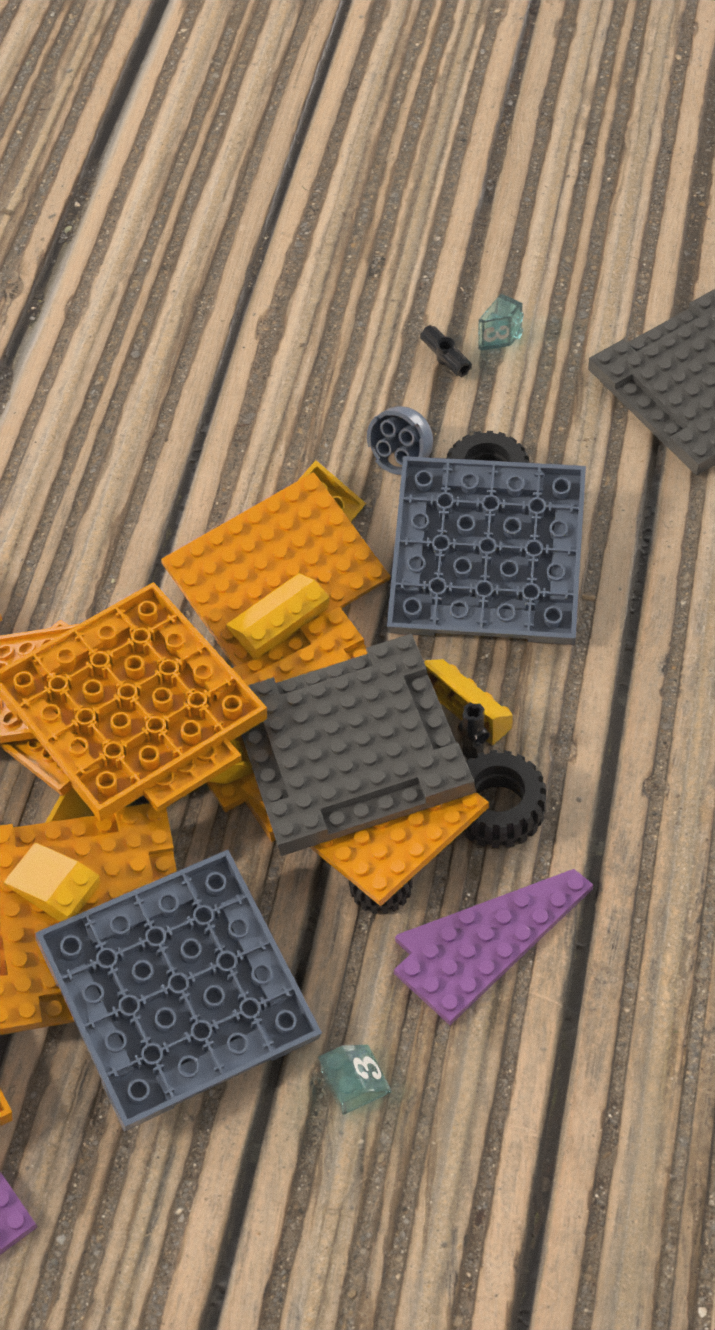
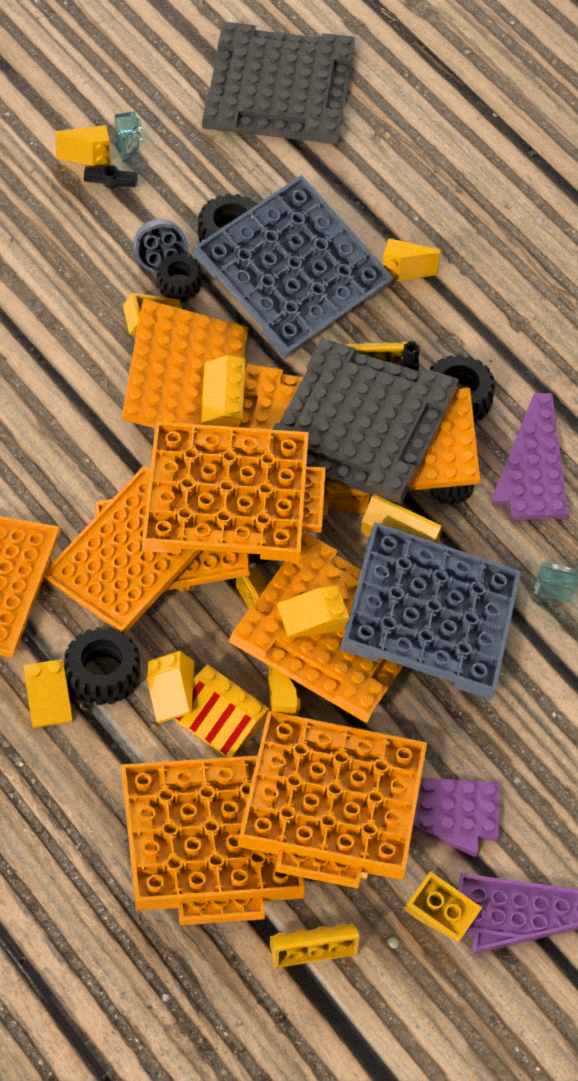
camera: 55 degrees left, 0 degrees up
(267, 881) = (399, 518): none -> yellow slope
(373, 469) = (179, 265): none -> black tyre
(455, 306) = (84, 145): none -> yellow slope
(608, 633) = (410, 260): none -> yellow slope

